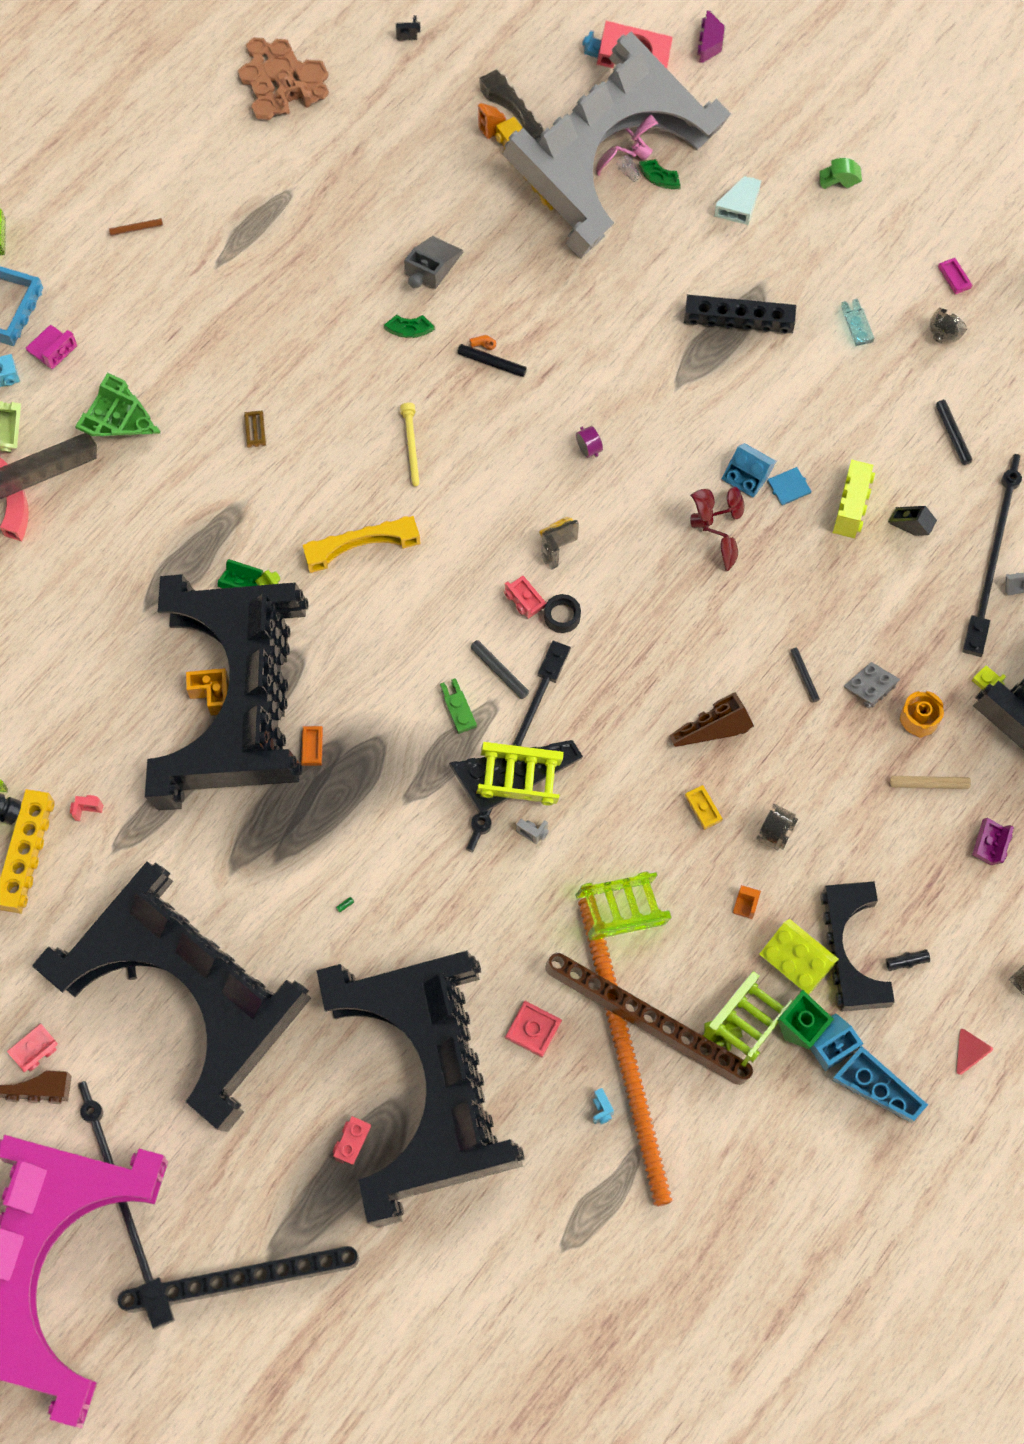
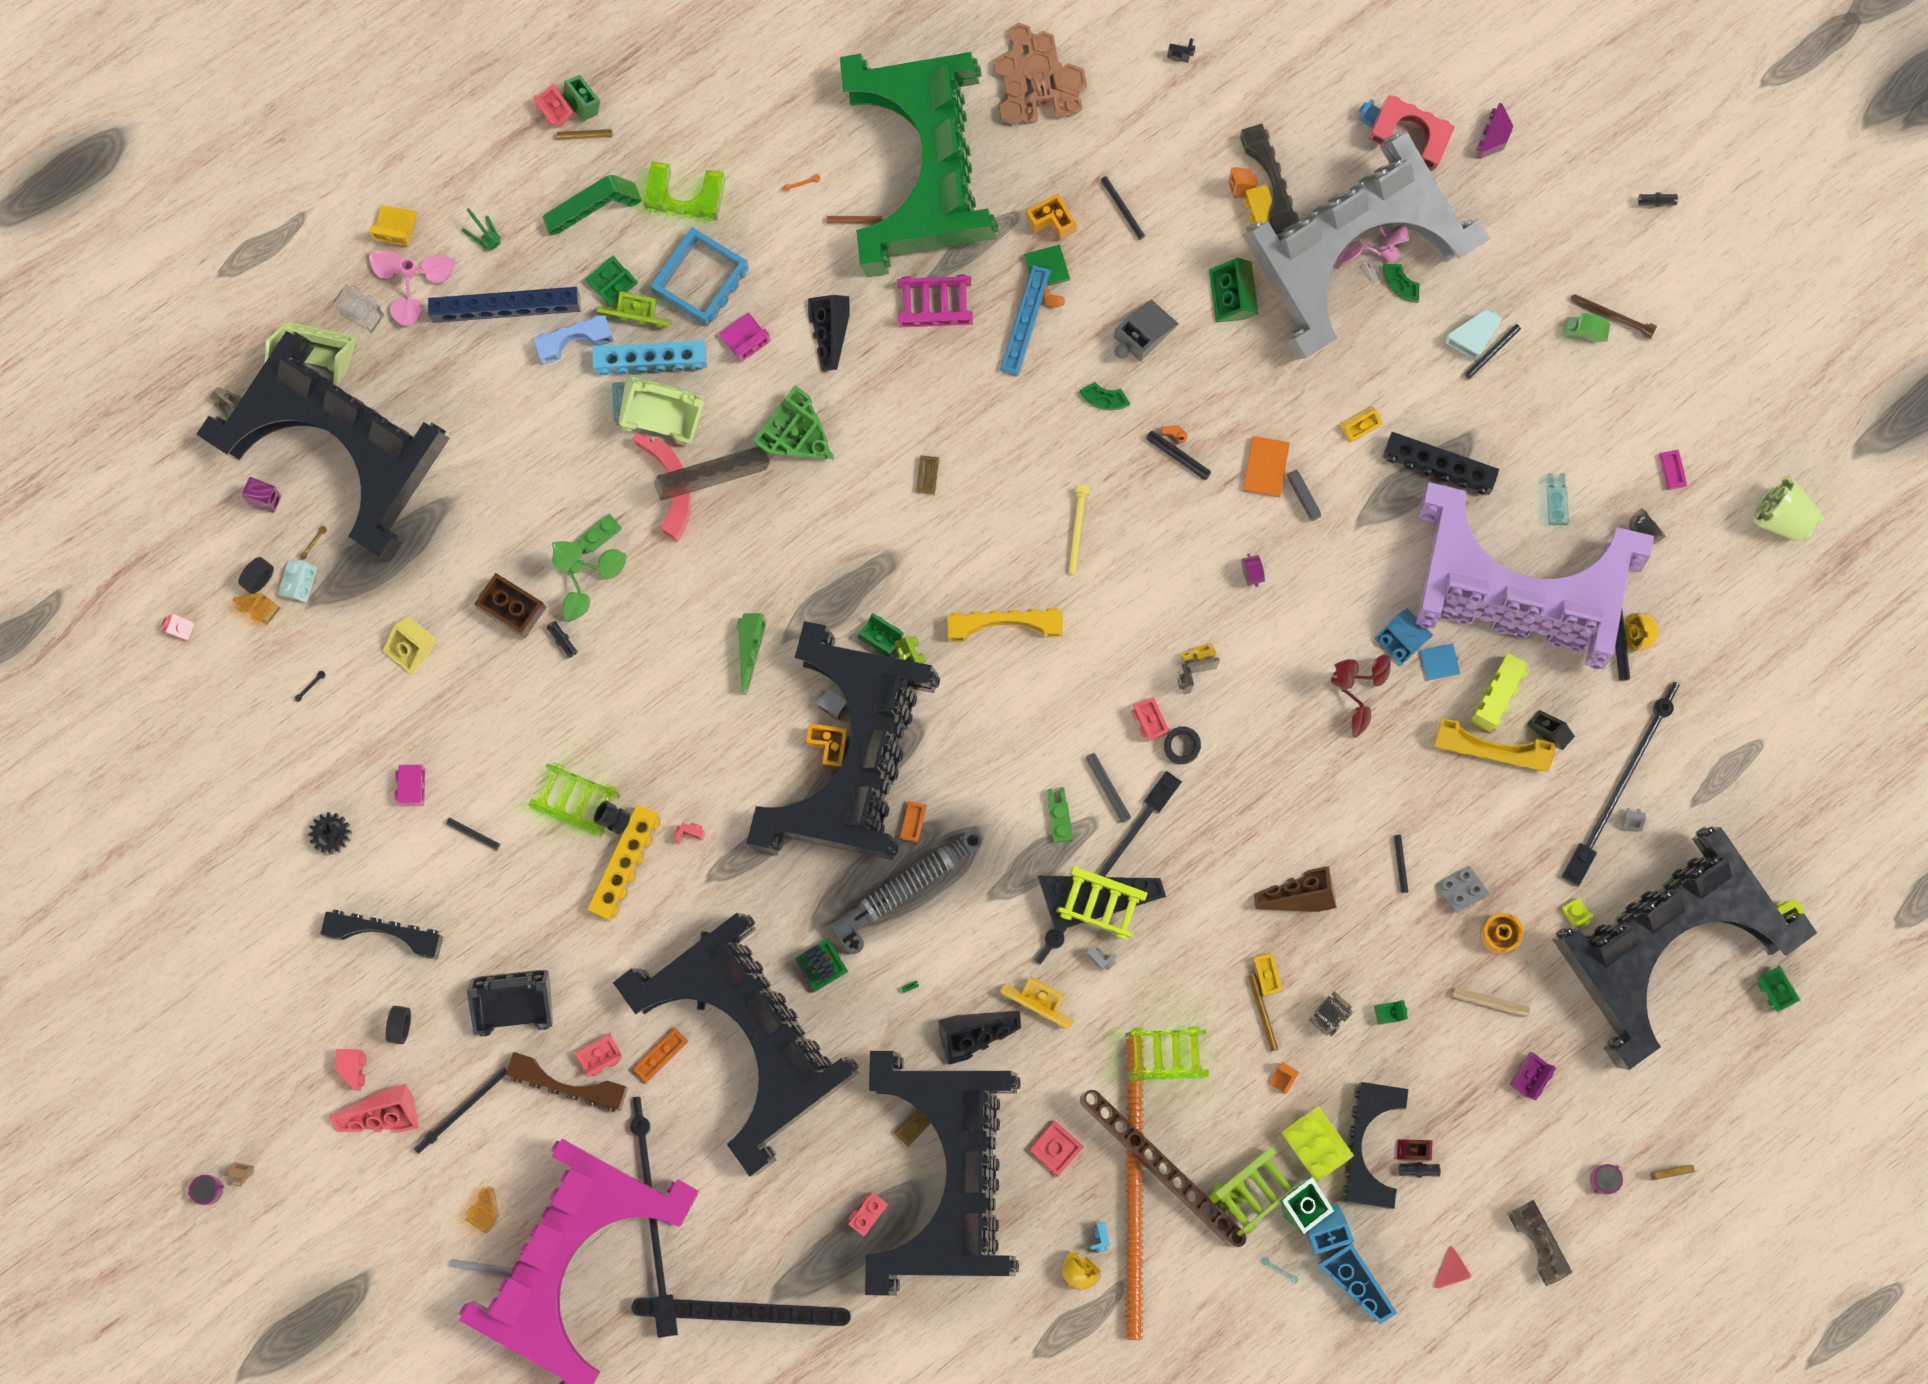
camera: 15 degrees right, 10 degrees up
(92, 200) = (816, 178): none -> orange hinge
(99, 1034) = (660, 1055): none -> orange tile
(111, 610) = (750, 633): none -> bright green wedge
(130, 314) = (830, 321): none -> black wedge
(206, 652) = (832, 703): none -> light grey brick
(213, 189) = (941, 204): none -> green arch
(231, 292) = (926, 317): none -> dark pink fence
(248, 903) = (821, 965): none -> green plate
(286, 837) = (901, 889): none -> dark grey piece
(318, 276) = (1025, 320): none -> dark azure tile
(319, 181) = (1053, 213): none -> light orange brick
(327, 228) = (1052, 259): none -> green tile
(339, 254) = (1053, 300): none -> orange arm
(381, 1042) = (912, 1128): none -> pearl gold tile
(386, 166) = (1124, 210): none -> black bar
(418, 934) = (970, 1032): none -> black wedge
(481, 883) = (1041, 999): none -> yellow bracket
(507, 211) = (1233, 290): none -> green slope
(577, 352) = (1266, 466): none -> orange tile
(588, 1147) = (1079, 1272): none -> yellow cylinder
(620, 368) = (1304, 495): none -> dark grey beam
(656, 298) = (1361, 423): none -> yellow slope
(708, 845) = (1262, 1012): none -> pearl gold bar
(760, 213) = (1500, 344): none -> black bar
(777, 1091) = (1265, 1261): none -> clear light blue hinge
(798, 404) = (1571, 610): none -> lavender arch
(836, 814) = (1391, 1012): none -> green bracket
(871, 61) = (1658, 199): none -> black pin
(895, 165) = (1647, 329): none -> reddish brown piece
(898, 940) = (1414, 1150): none -> dark red slope
(905, 545) = (1533, 755): none -> yellow arch
(970, 415) = (1641, 631): none -> yellow cylinder

